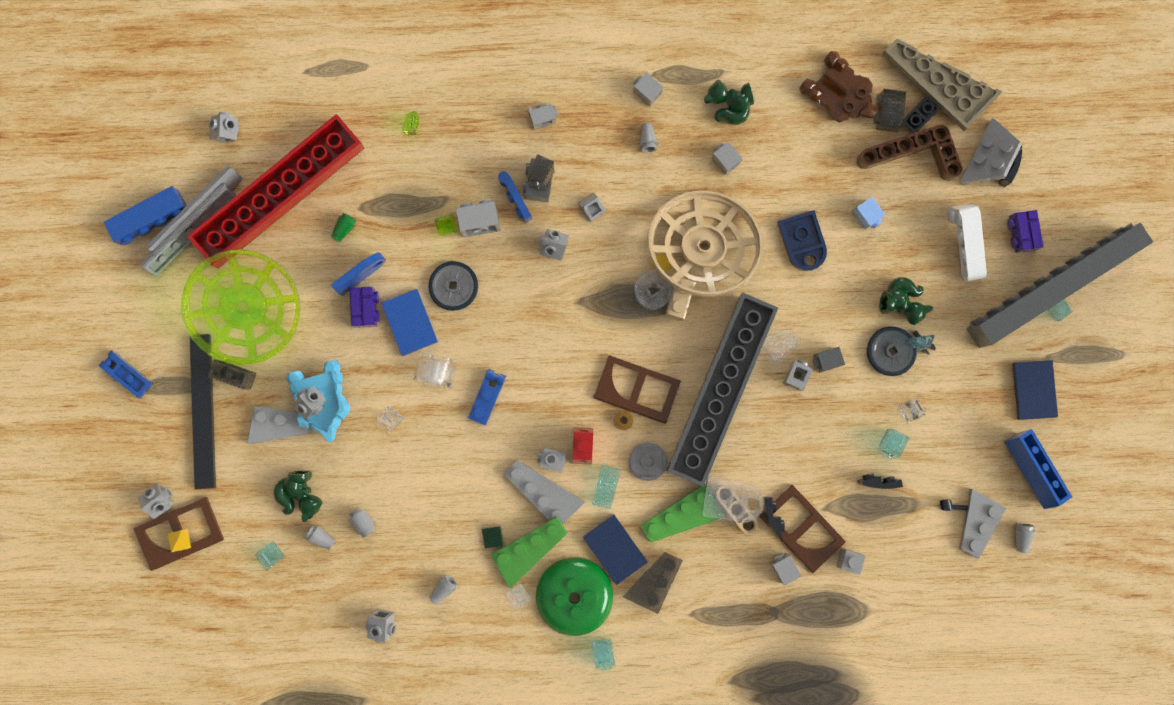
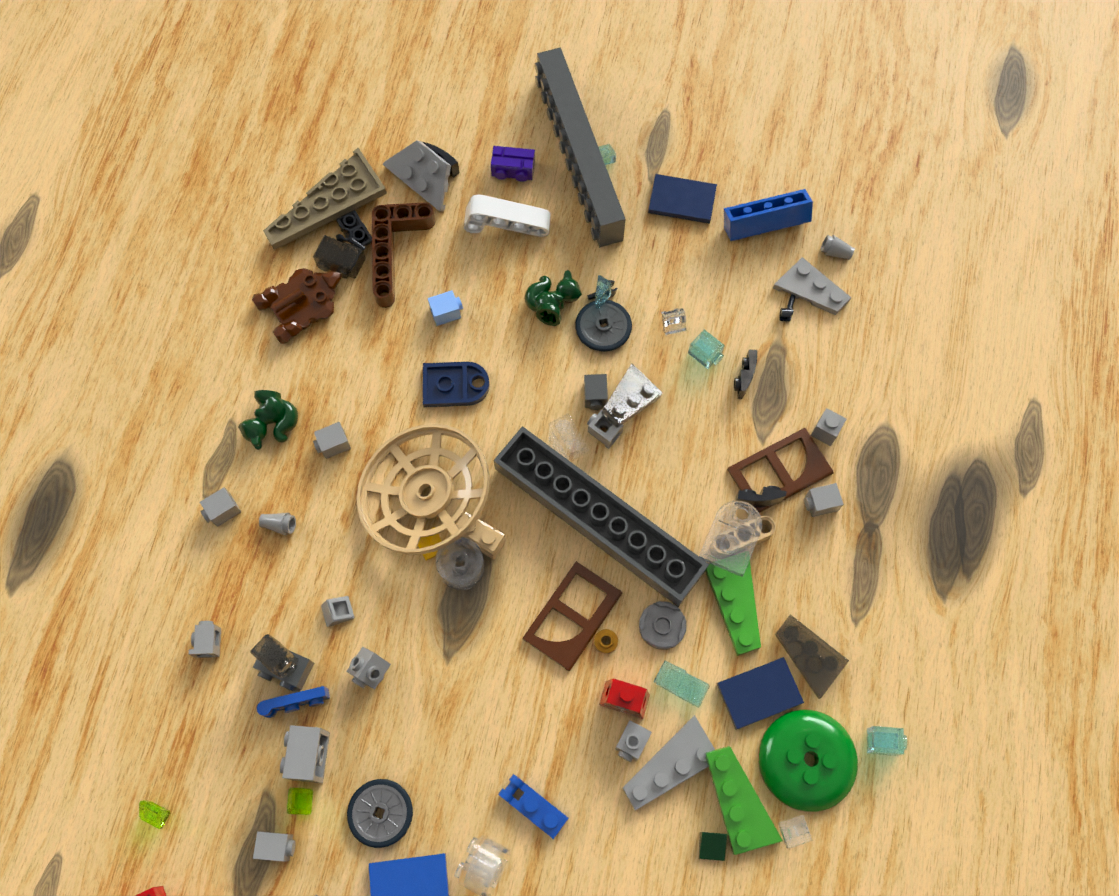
camera: 70 degrees left, 15 degrees down
(410, 217) = (274, 846): none -> light grey brick
(831, 390) = (630, 397): none -> clear smoke wing
(909, 113) = (348, 237): none -> black hand

